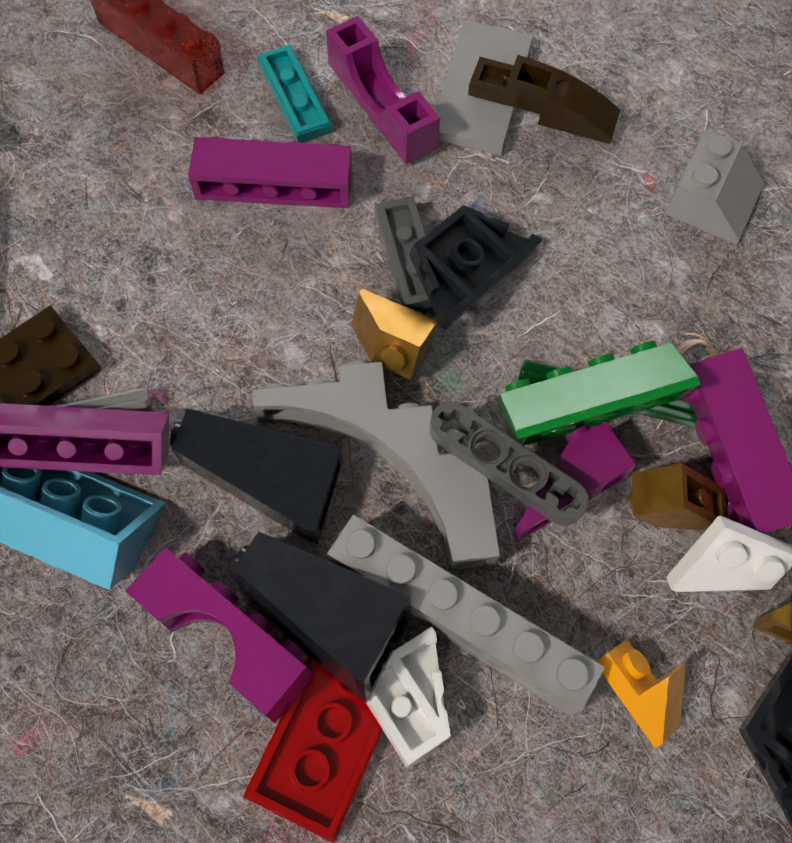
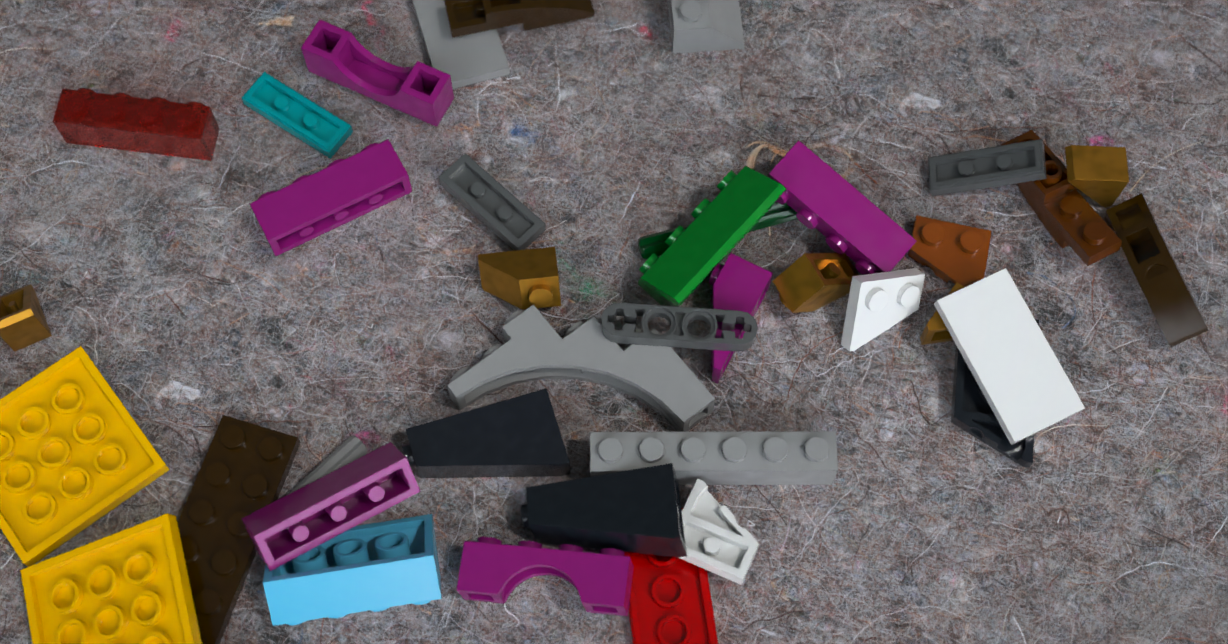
camera: 30 degrees left, 0 degrees up
(466, 260) = (545, 184): black wing -> none
(650, 701) = (880, 438): light orange slope -> none

